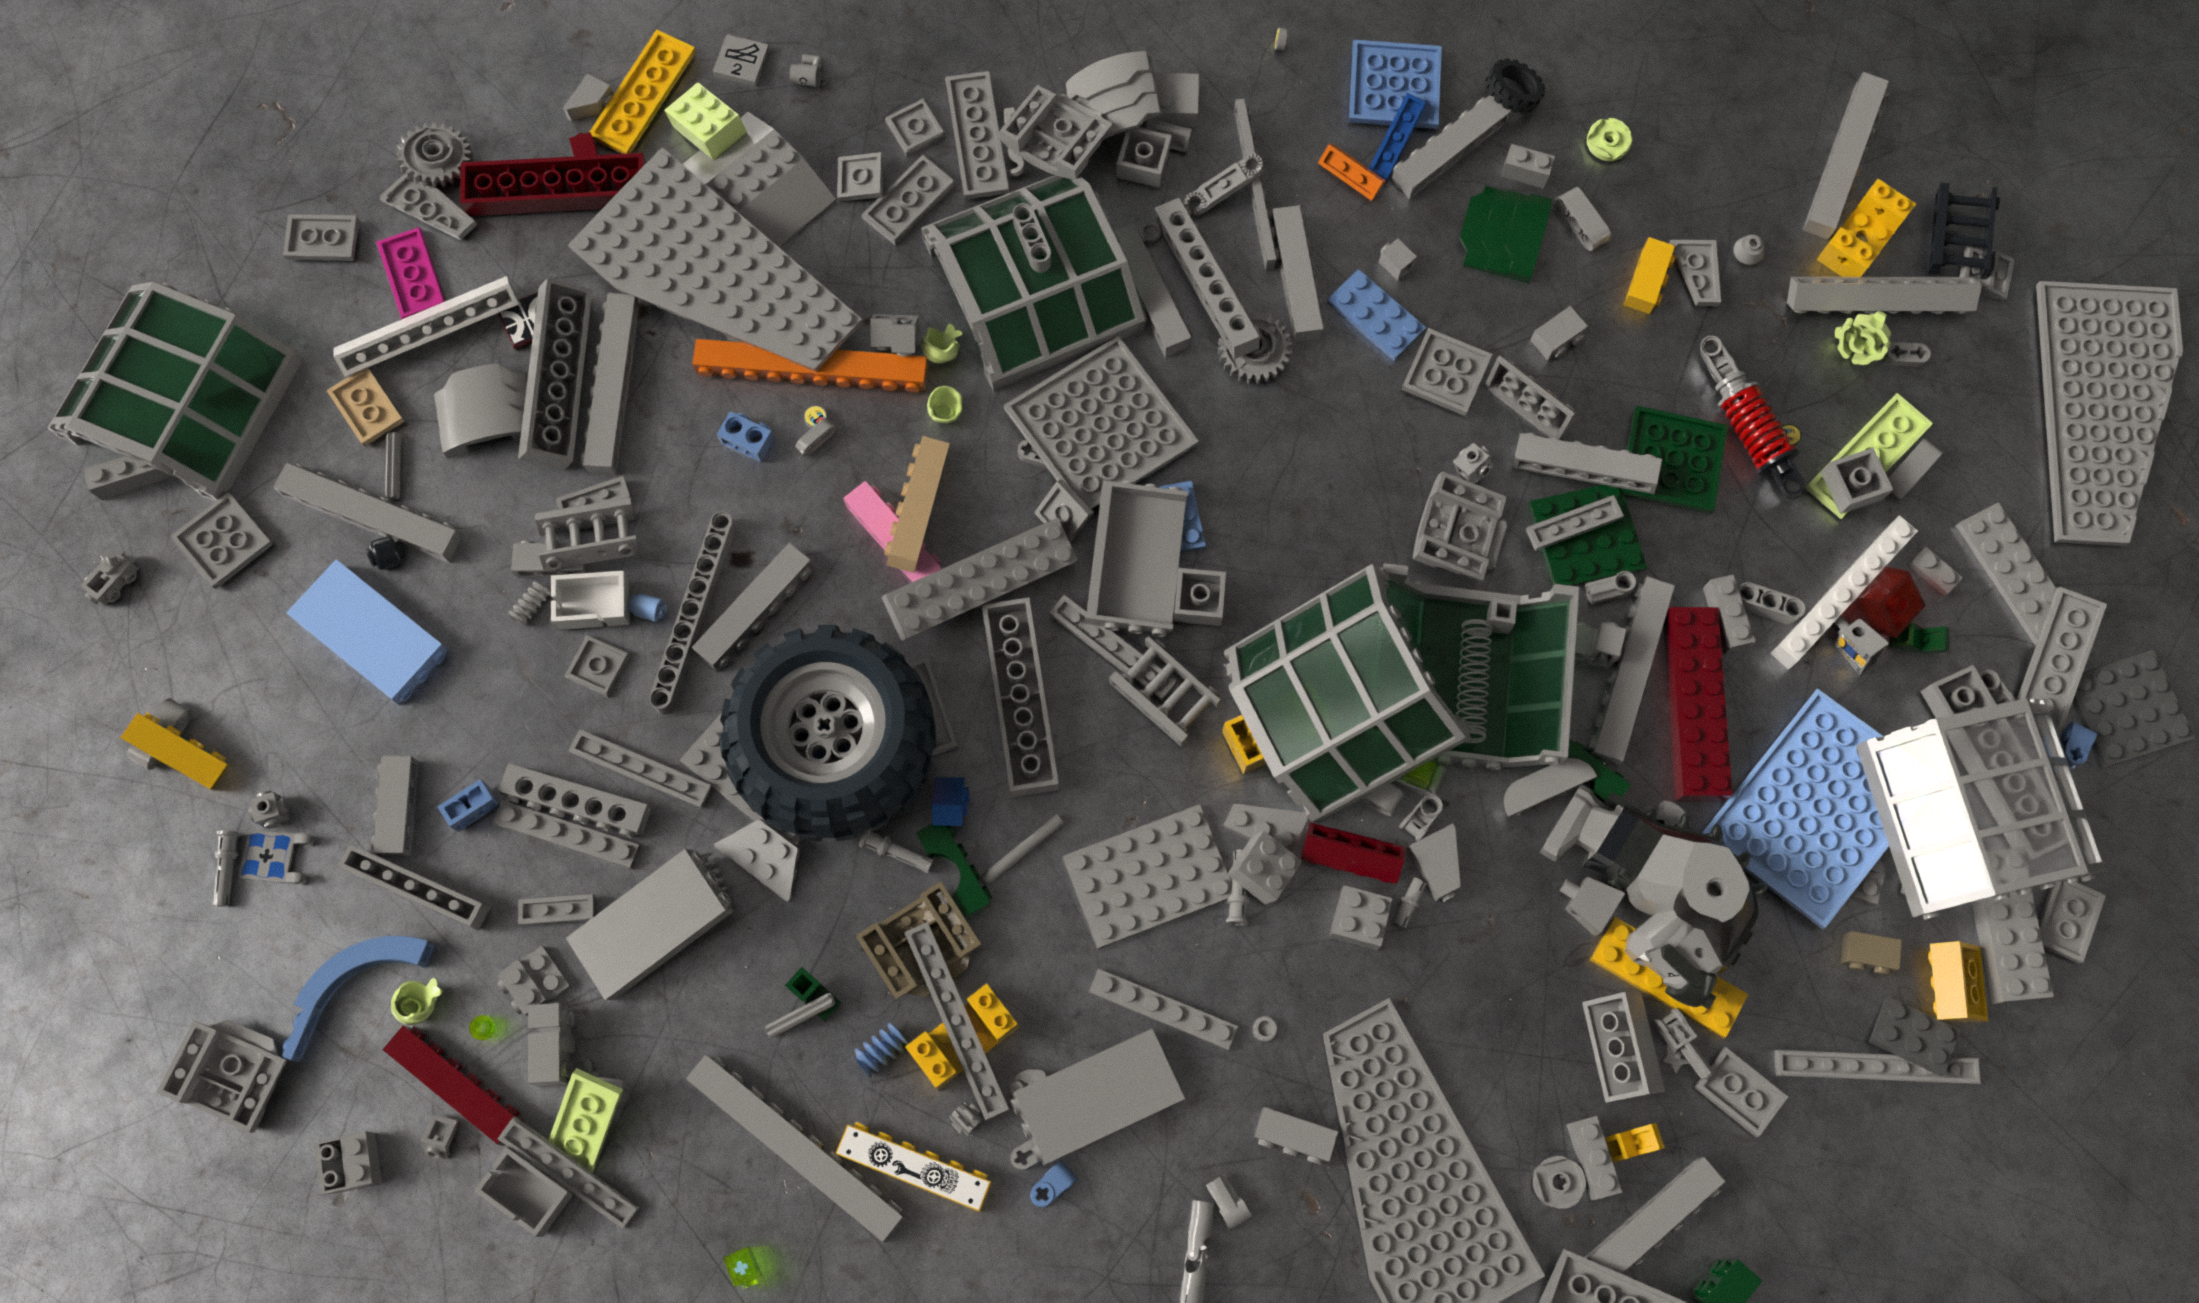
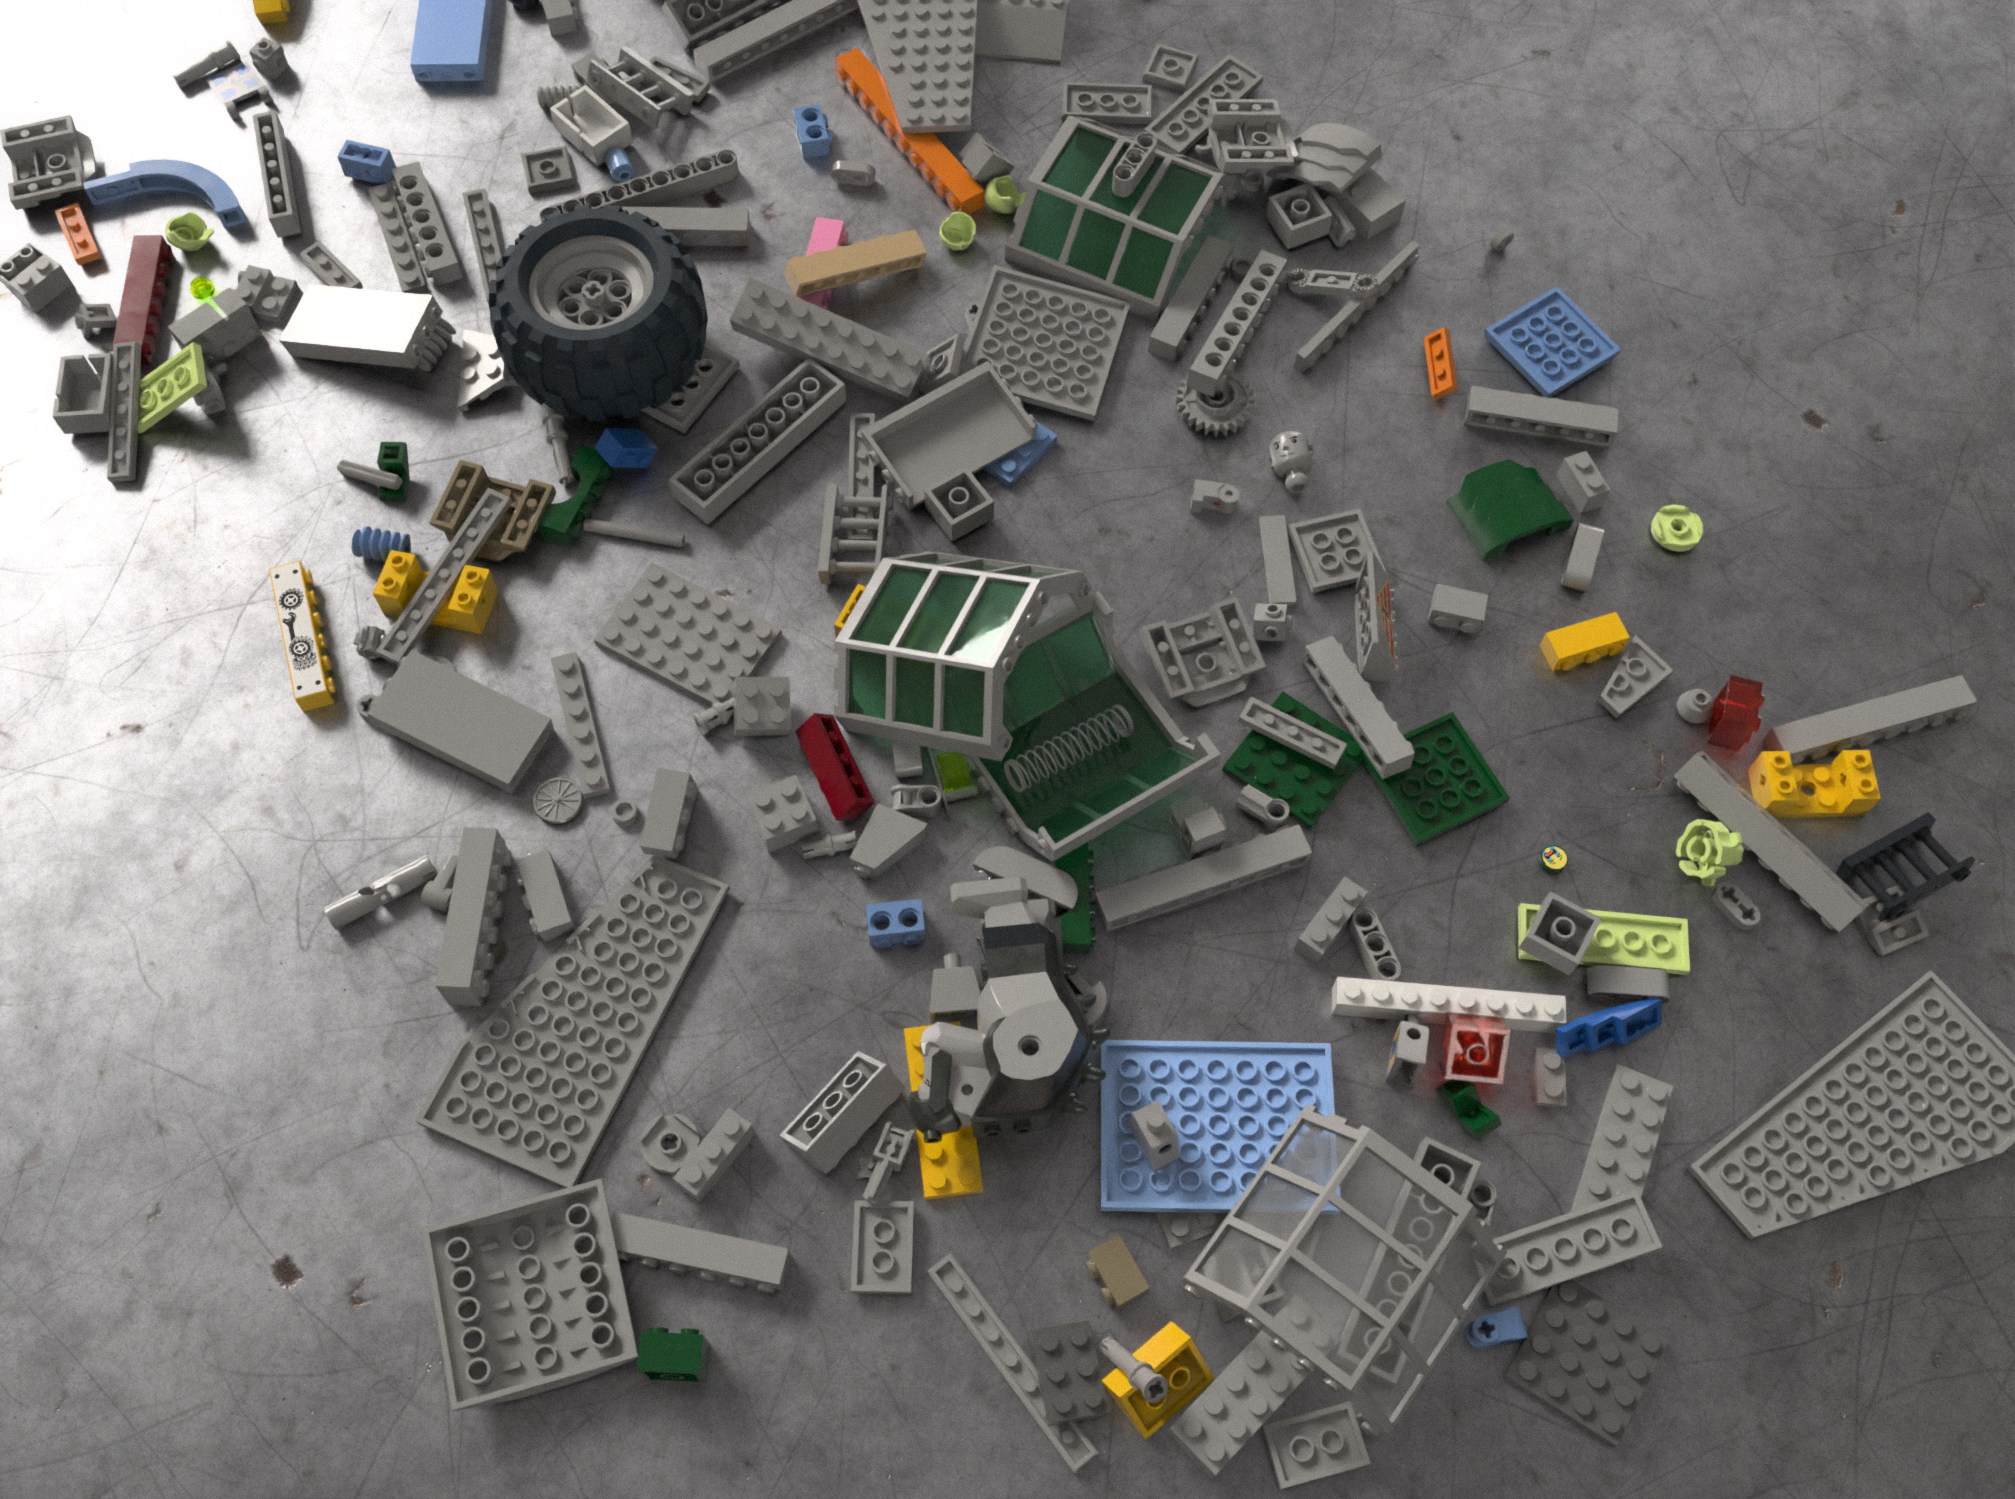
camera: 50 degrees right, 10 degrees down
(327, 1095) = (77, 234): none -> orange plate
(395, 806) = (332, 125): light grey brick -> none
(742, 1268) = (131, 574): clear neon green brick -> none
(796, 1148) = (256, 547): light grey brick -> none
(814, 415) = (873, 160): tile -> none
(860, 177) = (1092, 60): light grey tile -> none
(1056, 1181) = (360, 742): medium blue piece -> none
(1216, 1071) = (557, 800): none -> light grey wheel
(1280, 824) = (807, 689): light grey wing -> none
(1280, 1201) = (473, 917): none -> light grey brick
(1297, 273) = (1311, 385): light grey brick -> none
(1305, 999) = (668, 813): none -> light grey wedge
(1338, 412) = (1214, 496): none -> light grey leg
(1350, 337) = (1292, 459): none -> light grey piece
(1376, 315) = (1335, 468): medium blue plate -> none
(1397, 136) = (1506, 371): blue tile -> none
(1397, 258) = (1398, 446): light grey brick -> none
(1421, 417) = (1277, 560): none -> light grey tile
(1501, 615) = (1149, 730): light grey brick -> none
(1503, 900) = (895, 915): none -> medium blue brick
(1521, 74) = (1629, 429): black tyre -> none
(1634, 1142) = (755, 1181): yellow slope -> none
(1697, 705) = (1219, 952): dark red brick -> none
(1753, 419) = (1533, 812): piece -> none
(1782, 232) = (1735, 713): none -> clear red brick
(1806, 853) = (1152, 1132): none -> light grey torso
(1934, 501) = (1609, 1025): none -> blue slope
(1964, 992) = (1140, 1374): none -> light grey pin

